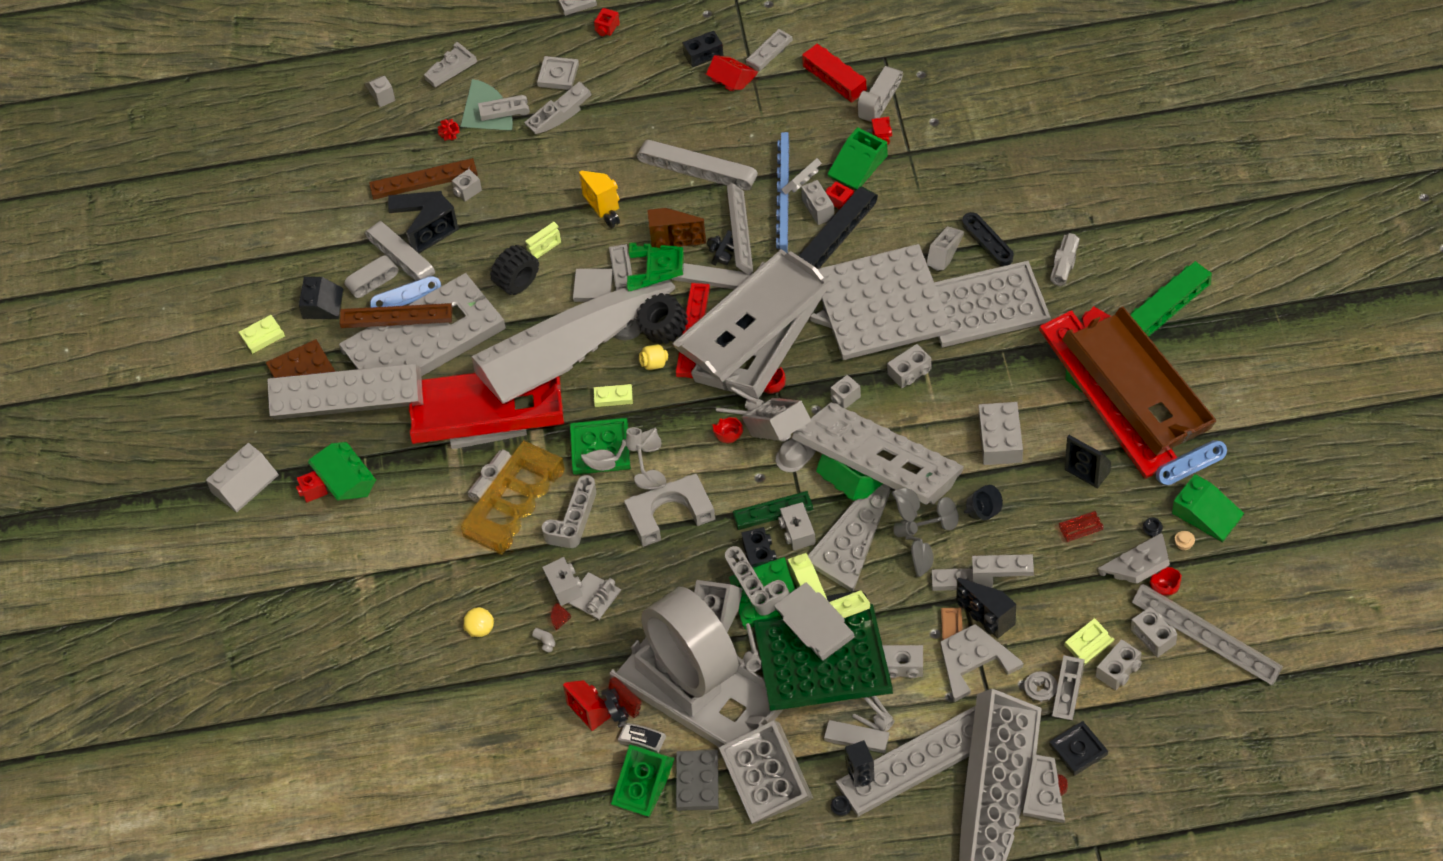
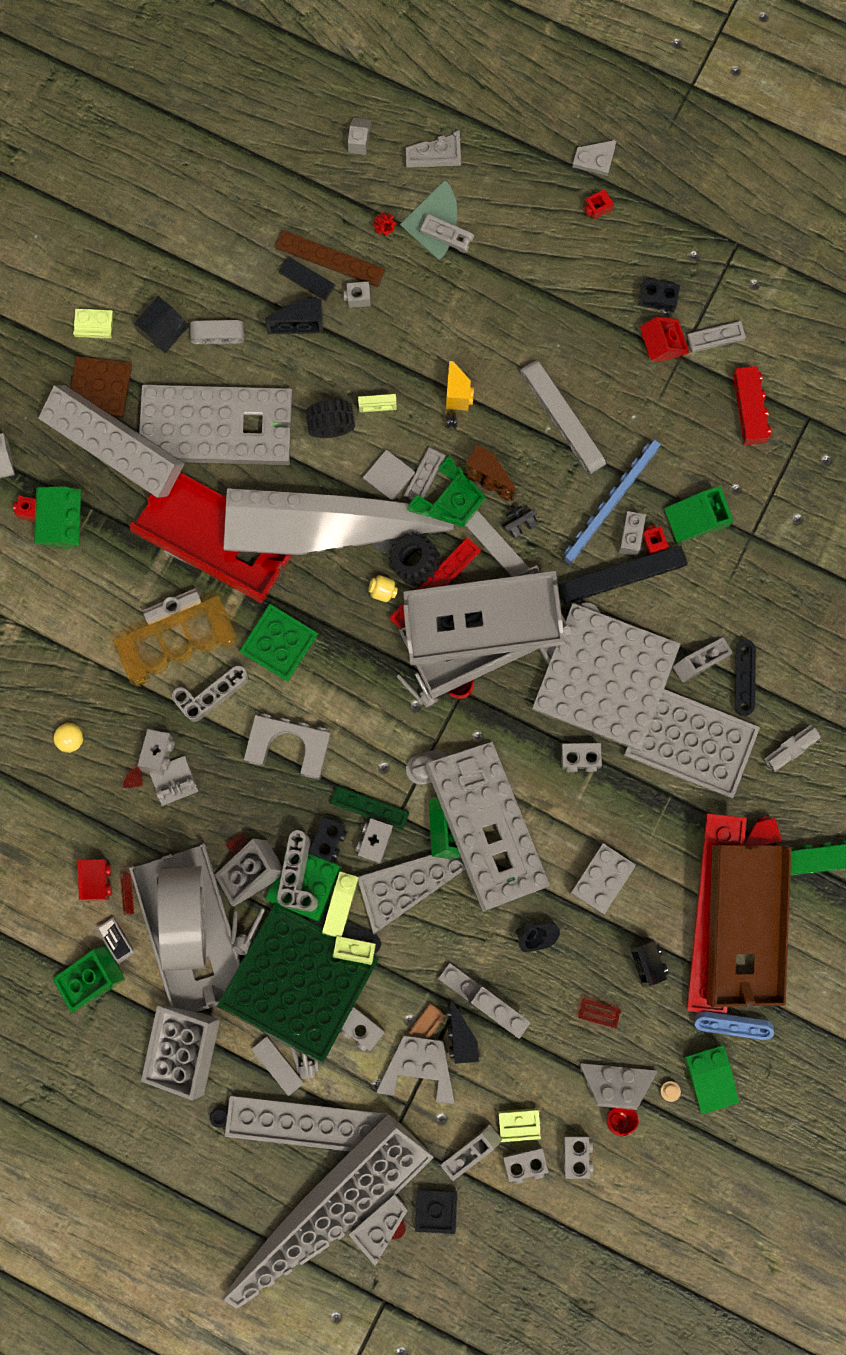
camera: 30 degrees right, 25 degrees up
(396, 315) = (201, 395): reddish brown plate -> none
(399, 251) = (256, 324): light grey beam -> none
(406, 293) = (231, 371): plate -> none
(547, 639) = (109, 793): light grey arm -> none
(557, 112) = (488, 271): light grey slope -> none
(558, 73) = (519, 229): light grey plate -> none
(613, 395) = (326, 599): yellowish green plate -> none
(614, 708) = (110, 903): black plate -> none
(635, 441) = (319, 668): light grey plant -> none
(697, 780) = (130, 1009): dark grey plate -> none
(728, 430) = (389, 706): red hair -> none
(740, 228) = (547, 512): light grey tile -> none
(777, 419) = (425, 737): light grey brick -> none
(802, 177) = (636, 499): light grey plate -> none
(814, 621) = (312, 950): light grey piece -> none
(847, 386) = (516, 736): light grey brick -> none
(859, 763) = (250, 1106): black brick -> none
(873, 103) = (758, 465): light grey beam -> none
(882, 129) = (742, 499): red brick -> none
(907, 505) = (457, 911): dark grey plant -> none
(1038, 679) = (446, 1142): light grey gear -> none
(1152, 527) = (654, 1059): black plate -> none
(1209, 635) = (616, 1192): light grey plate -> none

